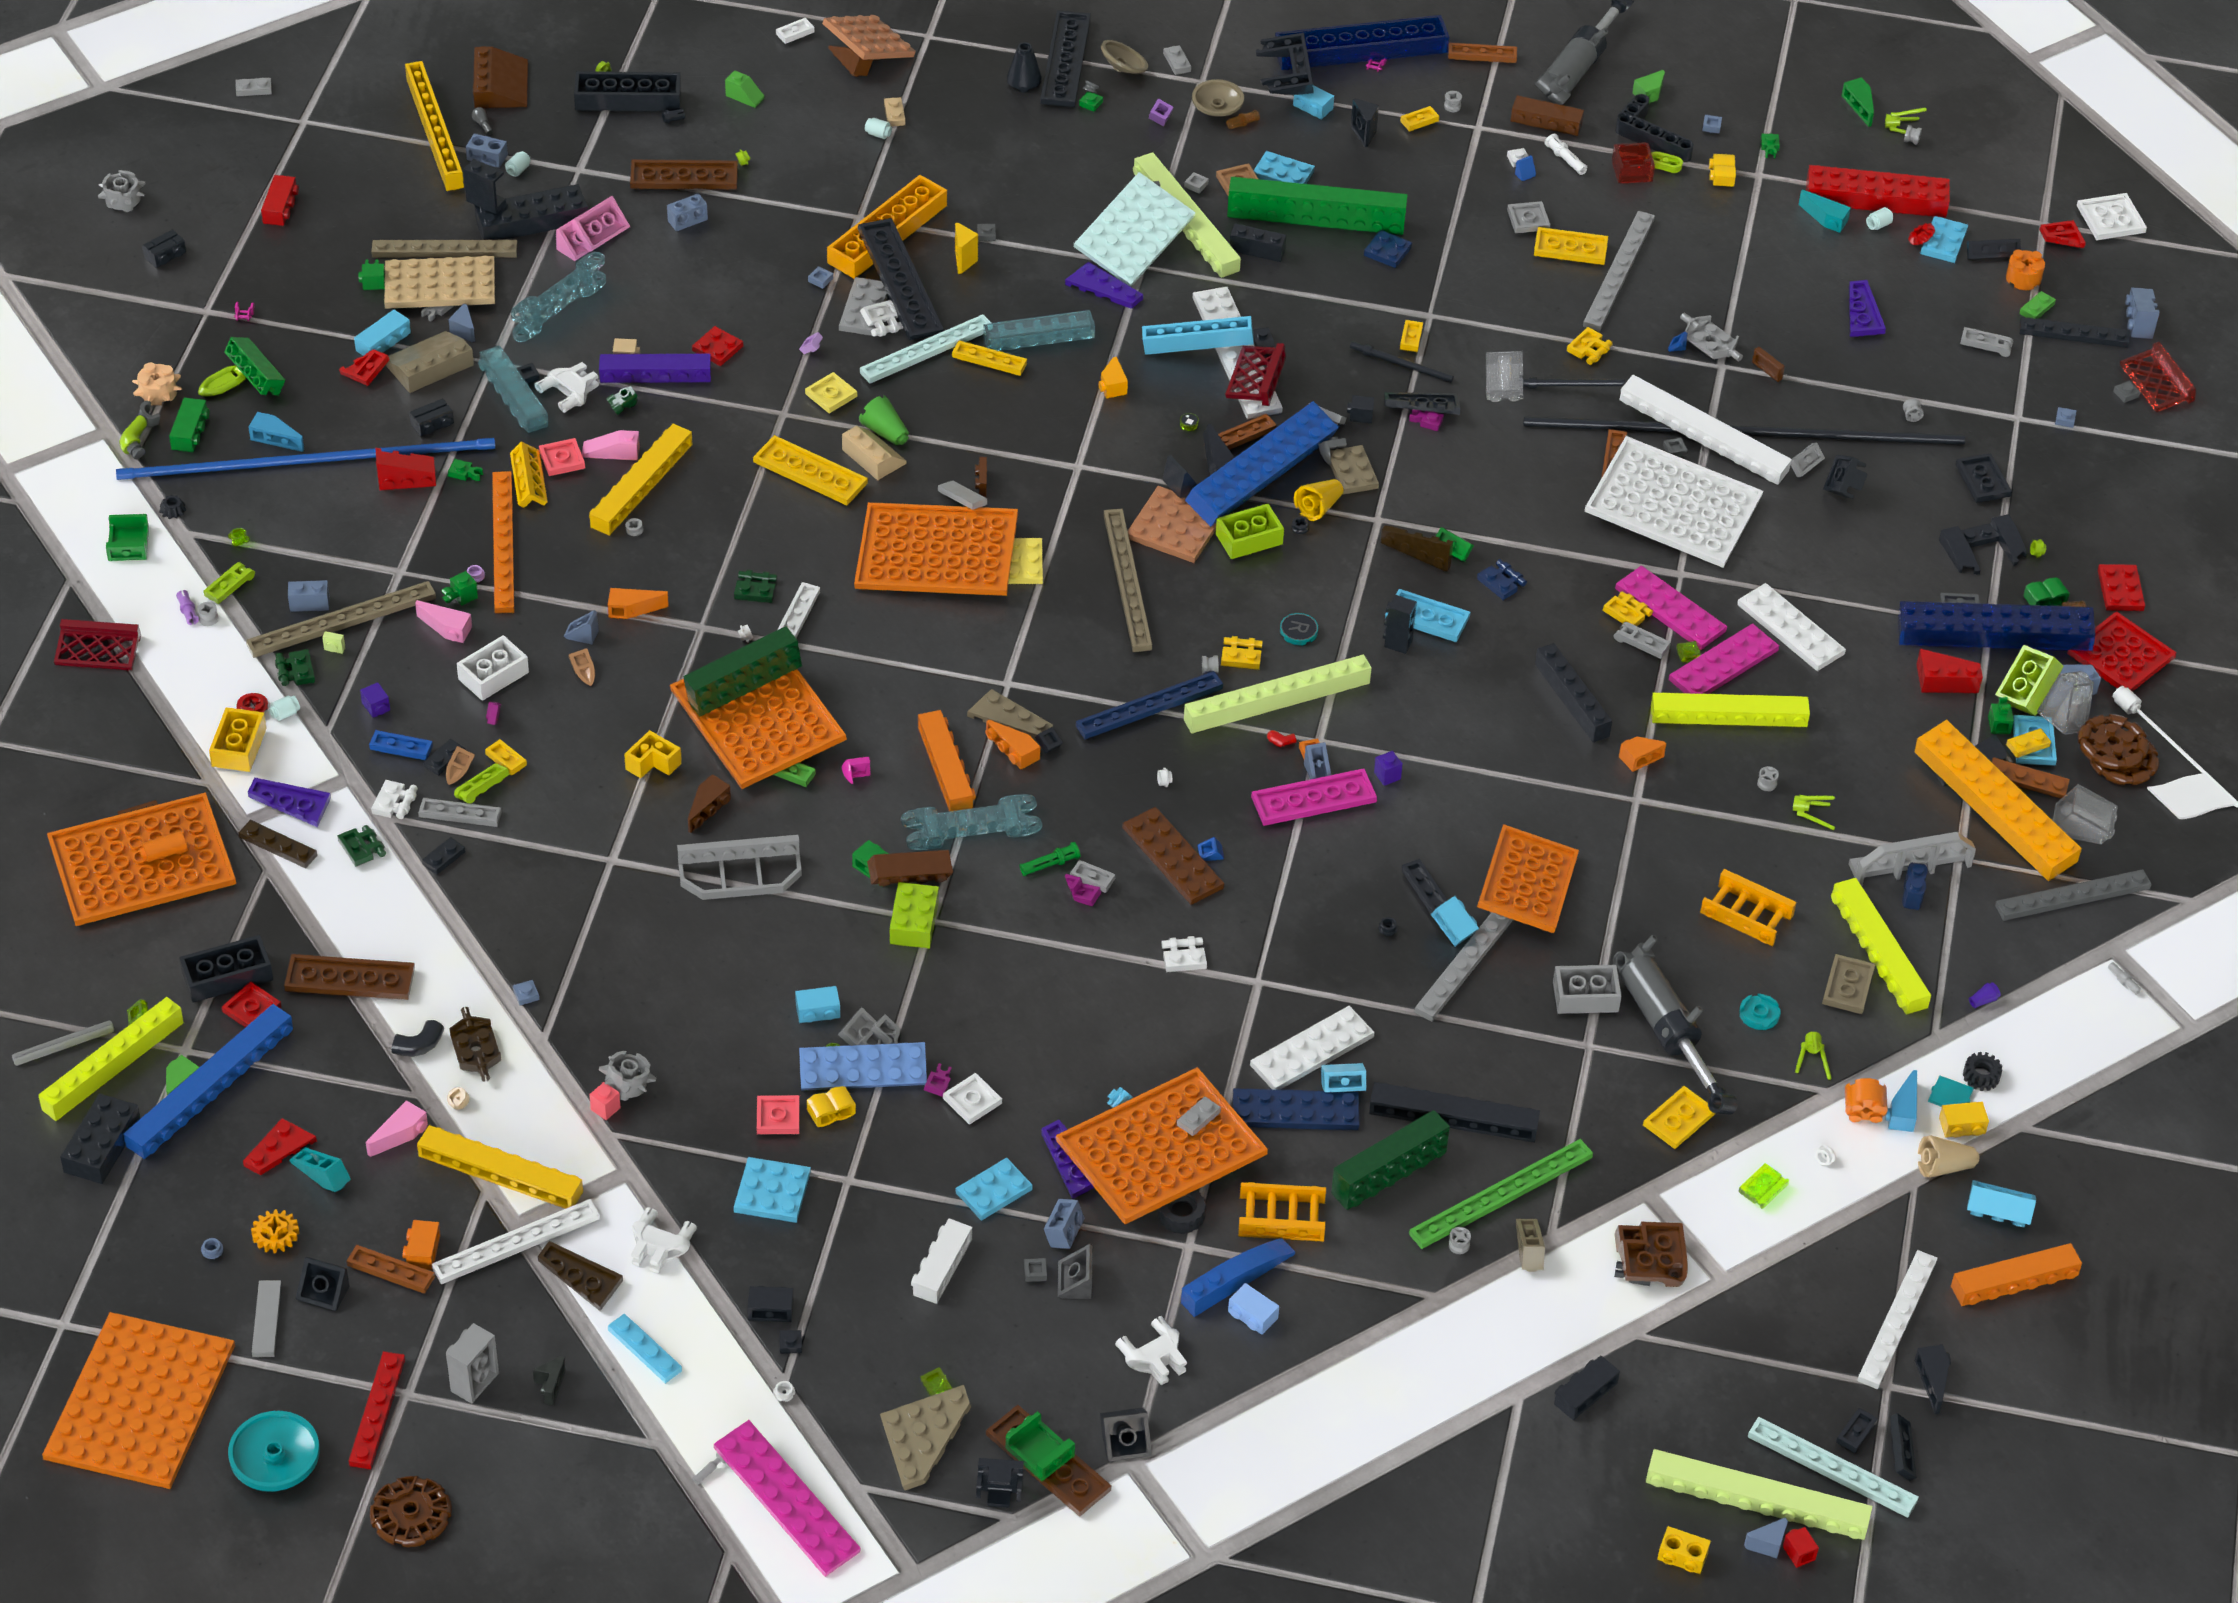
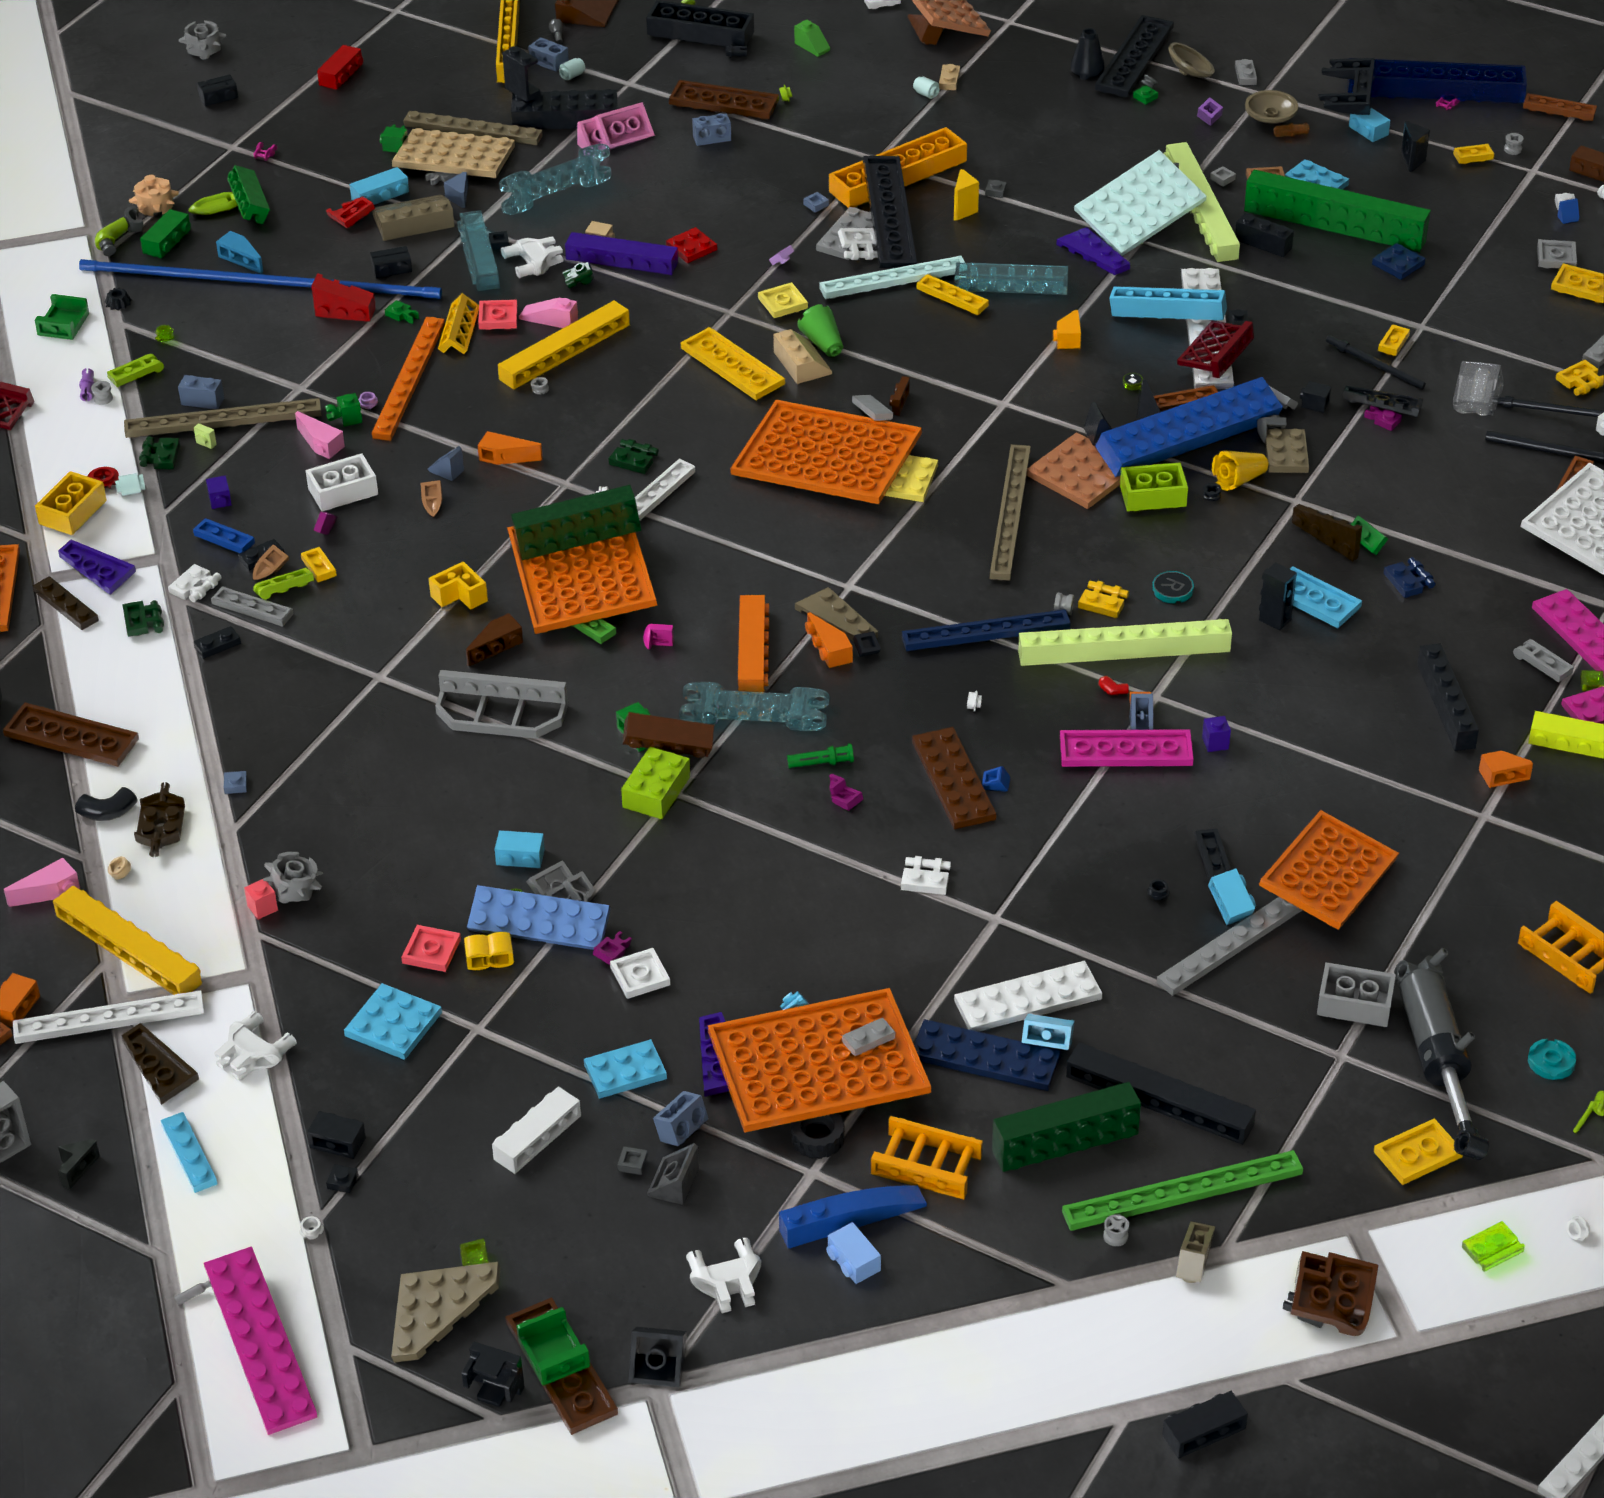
camera: 20 degrees right, 5 degrees down
(1093, 875) = (860, 780): light grey plate -> none
(1627, 609) = (1537, 627): yellow plate -> none

